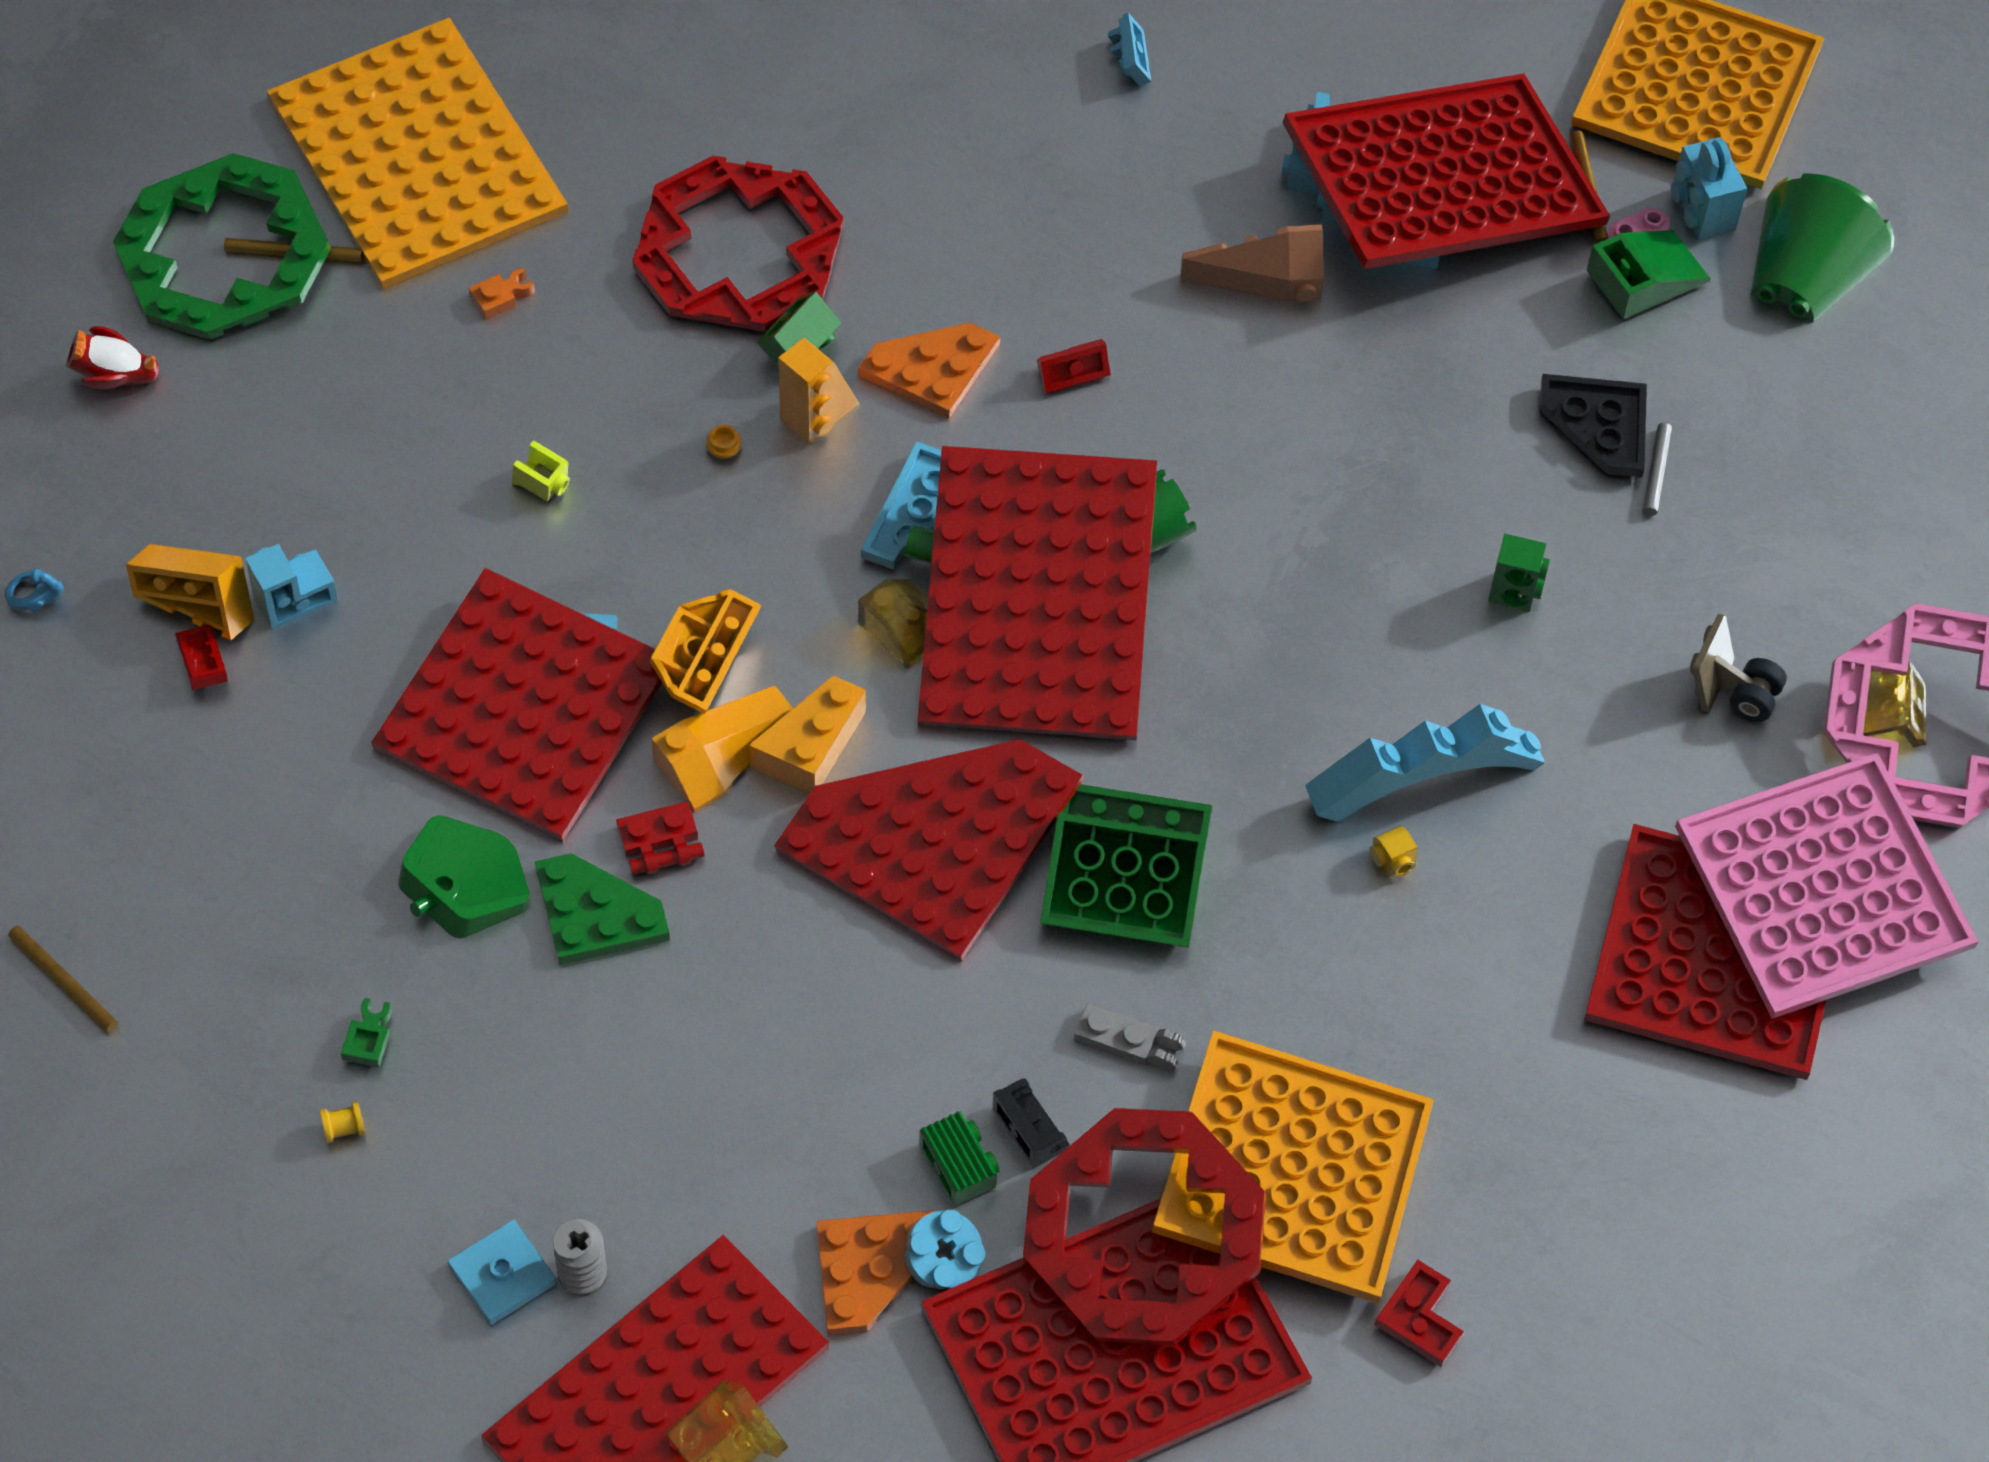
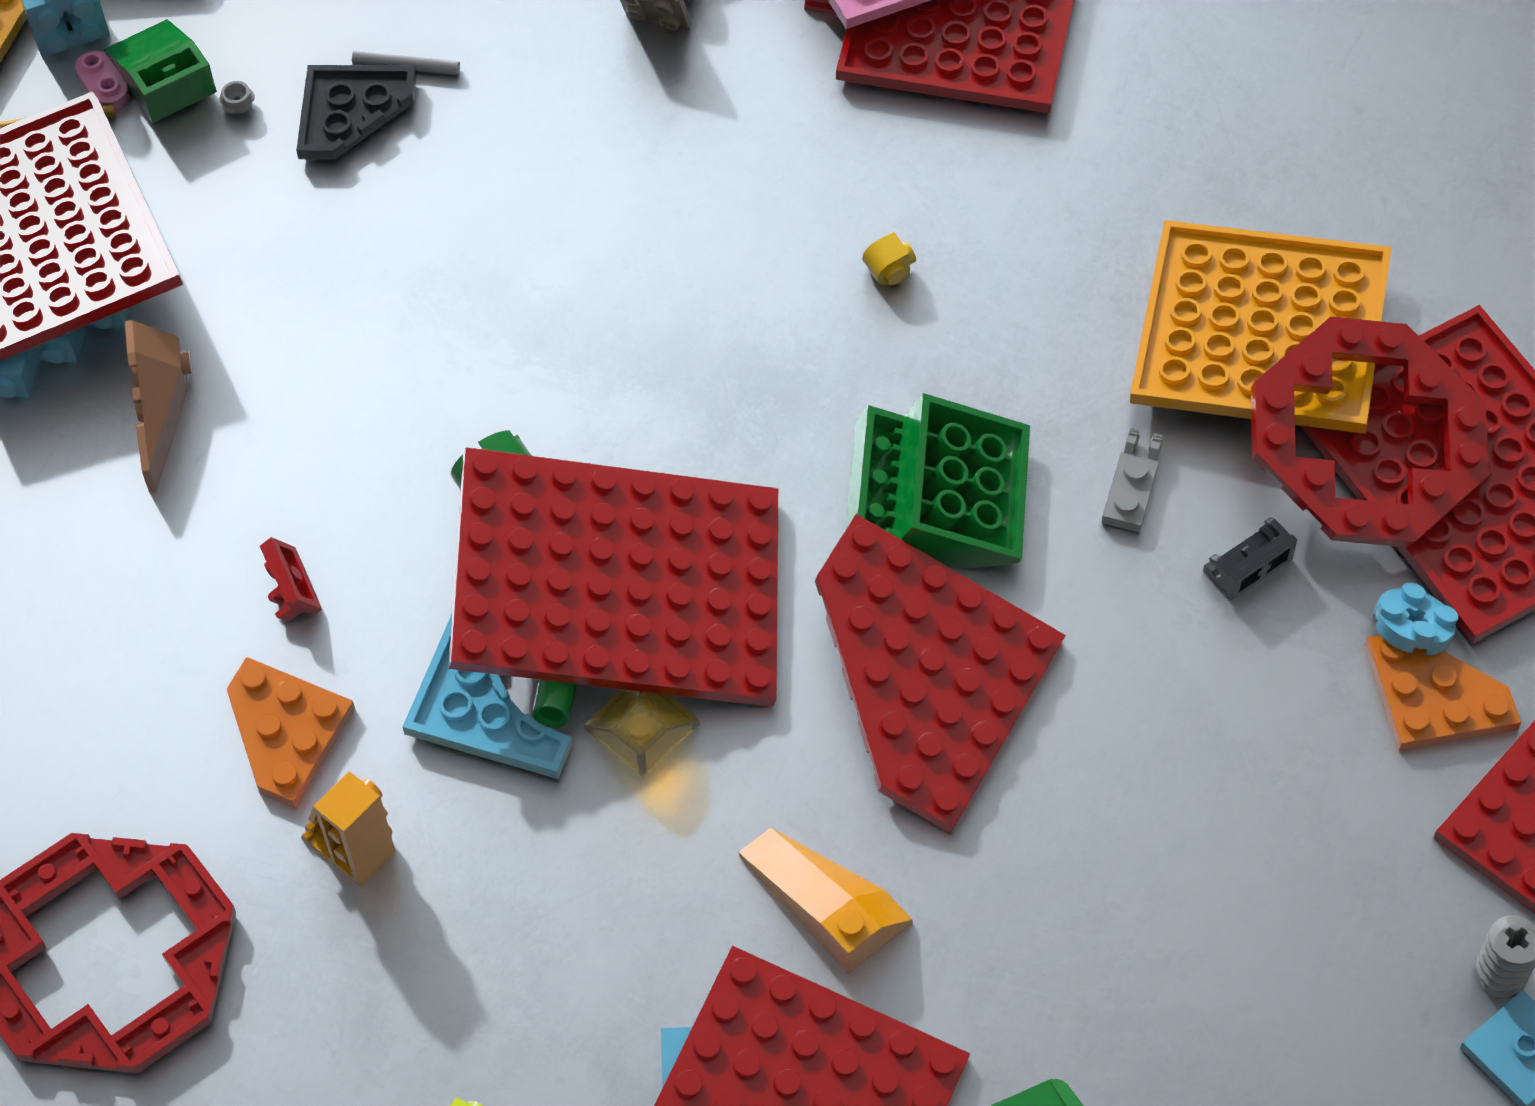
camera: 90 degrees left, 0 degrees up
(596, 911) = (1058, 1010): green plate -> none
(658, 830) = (945, 955): red plate -> none
(702, 646) = (722, 909): light orange wedge -> none
(723, 441) = (403, 939): light orange plate -> none
(805, 318) = (250, 861): brick -> none
(810, 736) = (813, 796): light orange wedge -> none
(958, 1158) = (1306, 616): green brick -> none
(1411, 1316) = (1398, 230): red plate -> none
(1429, 750) = (795, 210): medium azure arch -> none
(1519, 572) = (556, 158): green brick -> none
(1616, 326) = (236, 97): none -> light grey plate

